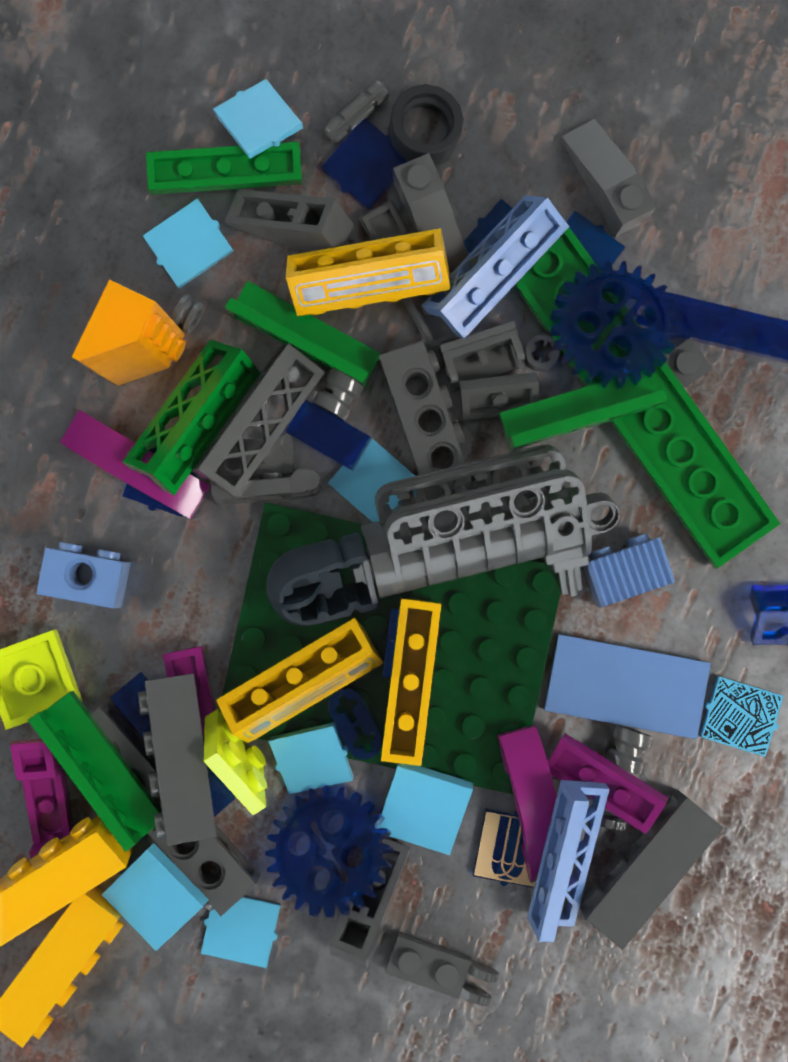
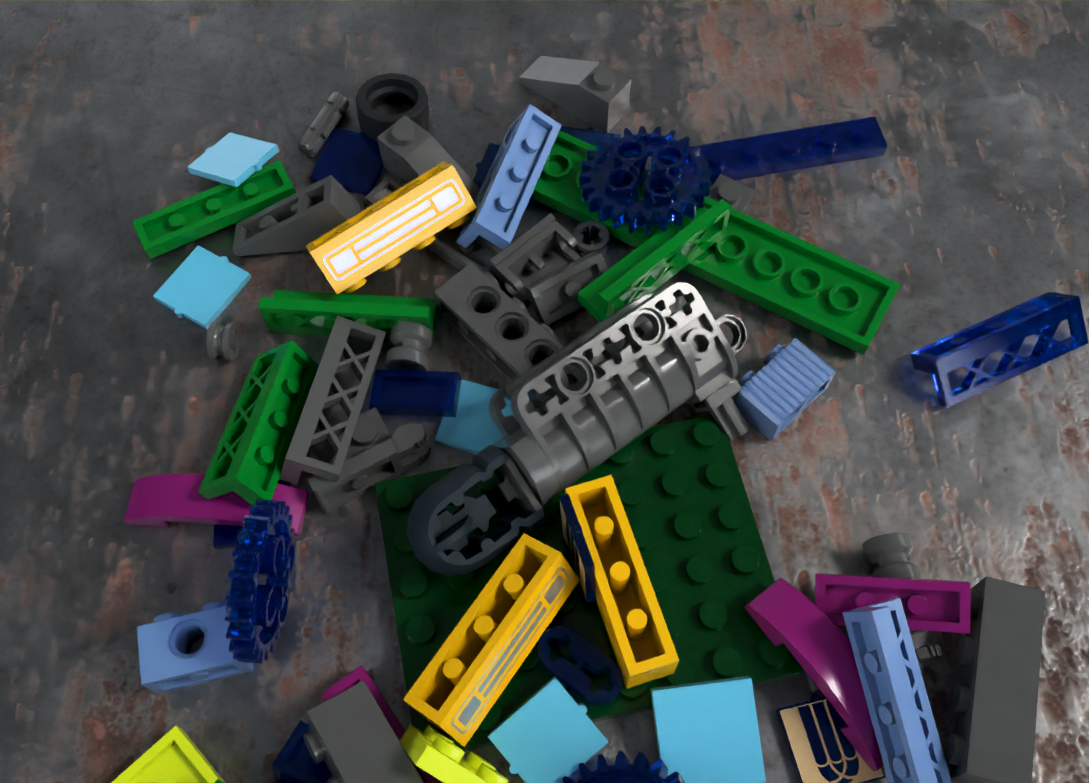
camera: 25 degrees left, 25 degrees down
(128, 337) = (162, 354): light orange slope -> none
(146, 561) = (255, 609): none -> clear blue gear
(627, 686) = (848, 501): medium blue tile -> none
(741, 716) = (982, 483): medium azure piece -> none

